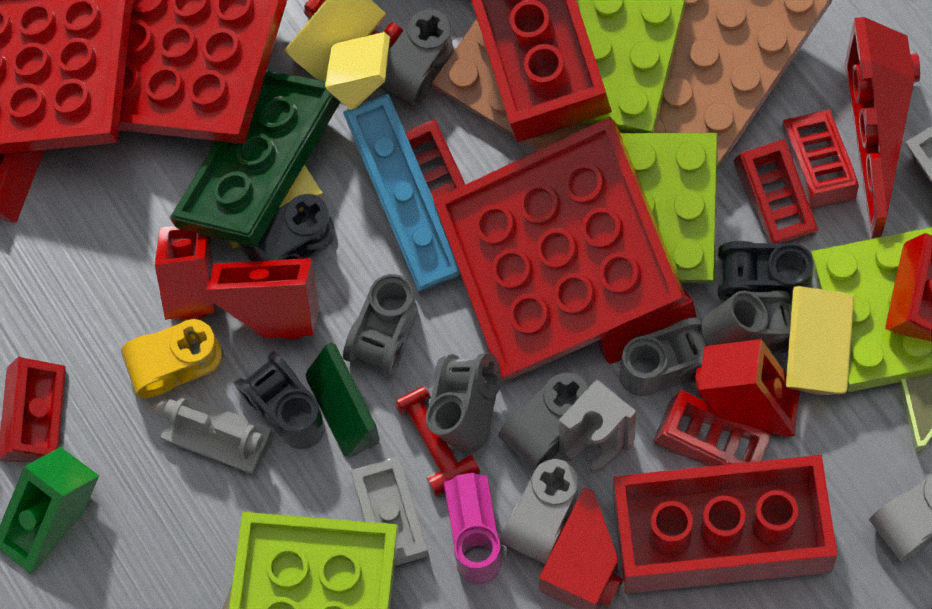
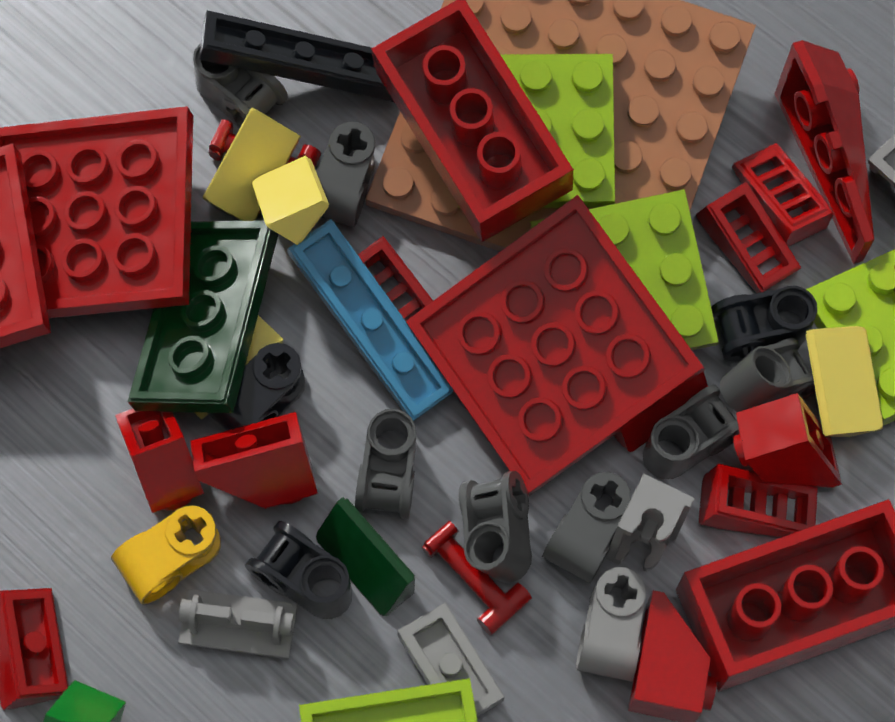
camera: 25 degrees left, 0 degrees up
(473, 525) = (543, 656): dark pink piece -> none

